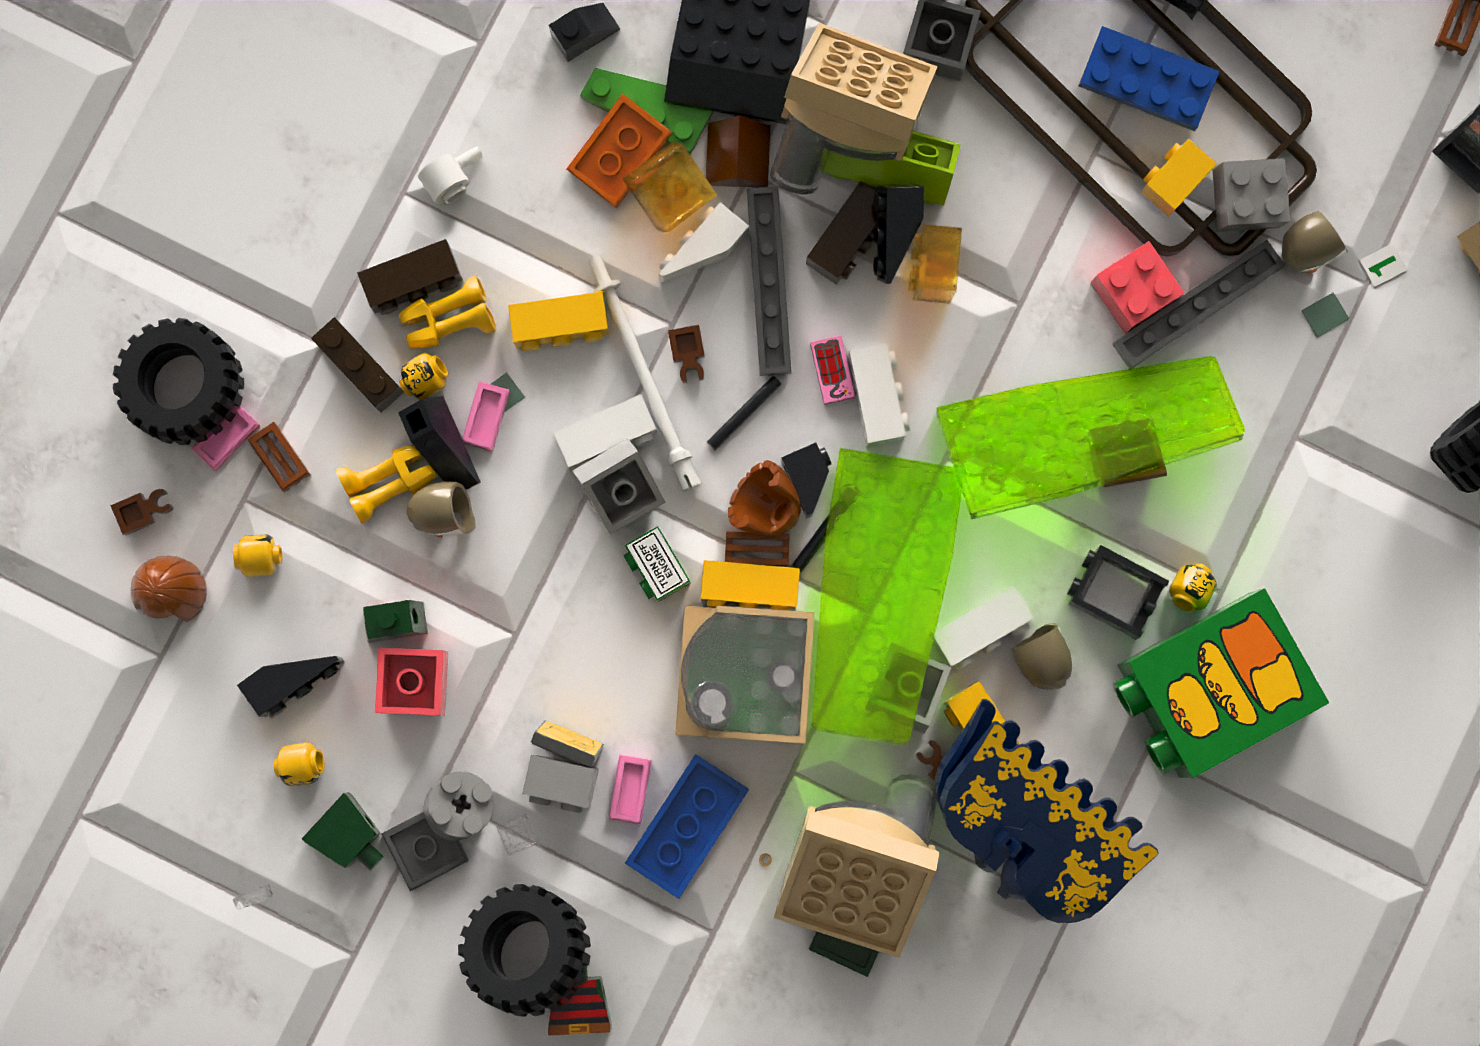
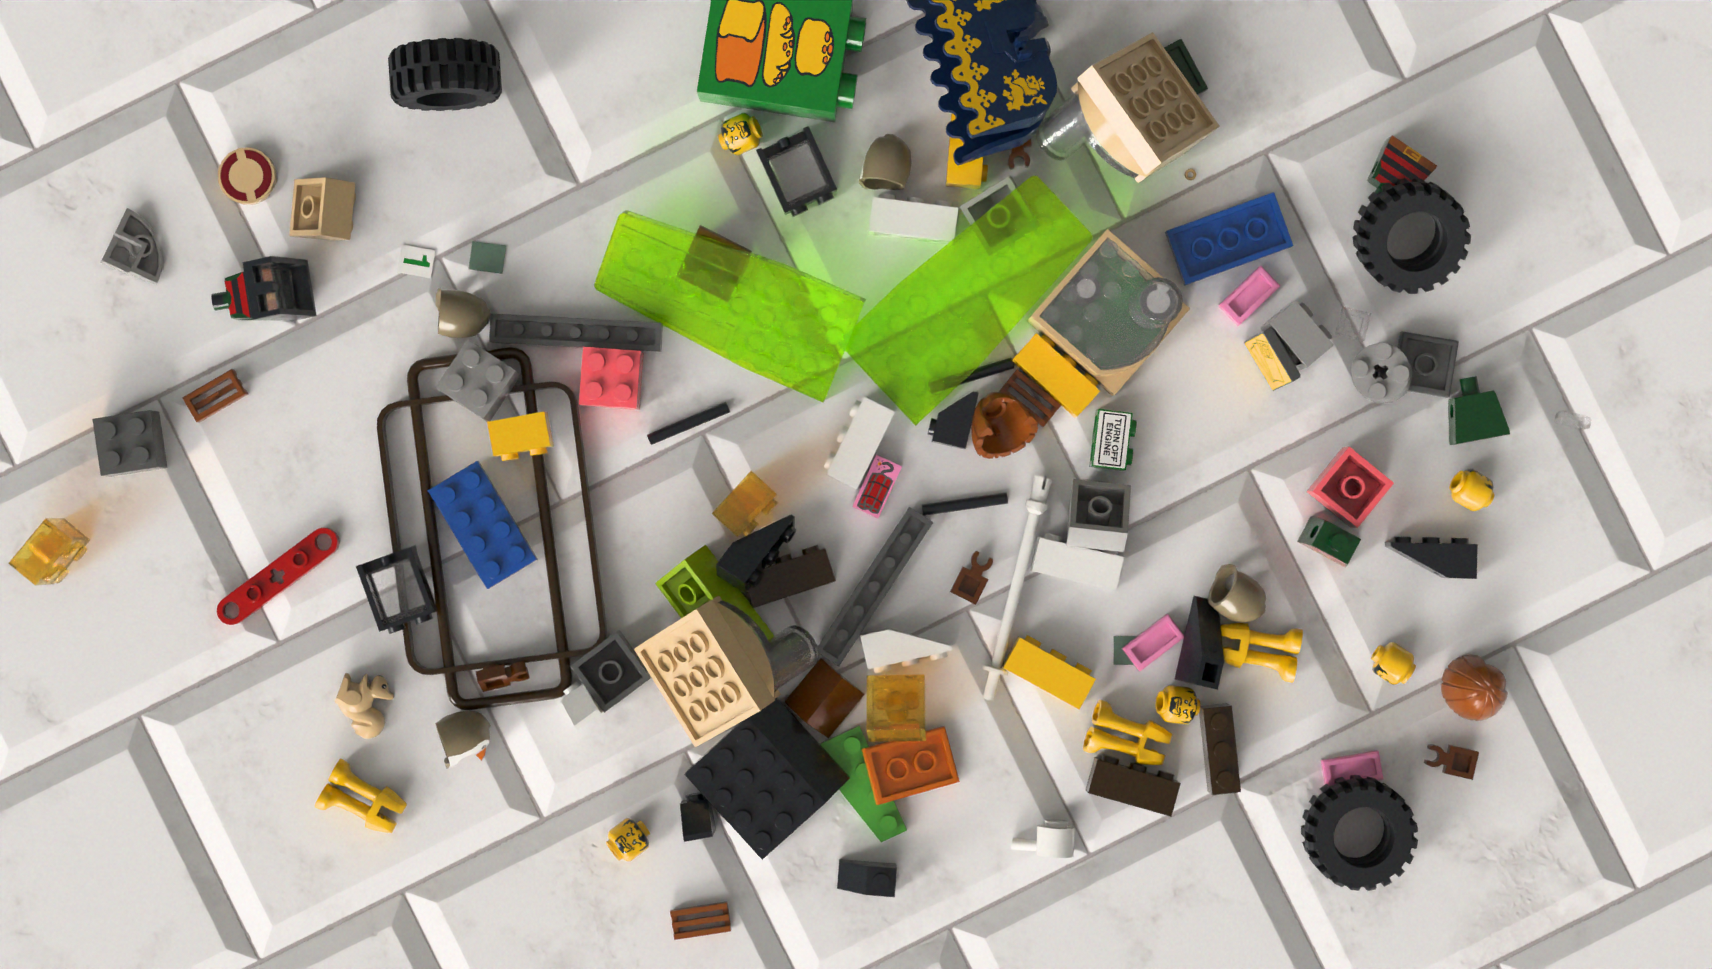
camera: 140 degrees left, 5 degrees up
(294, 478) = (1323, 725): dark orange tile -> none
(1039, 301) = (688, 423): none -> black bar

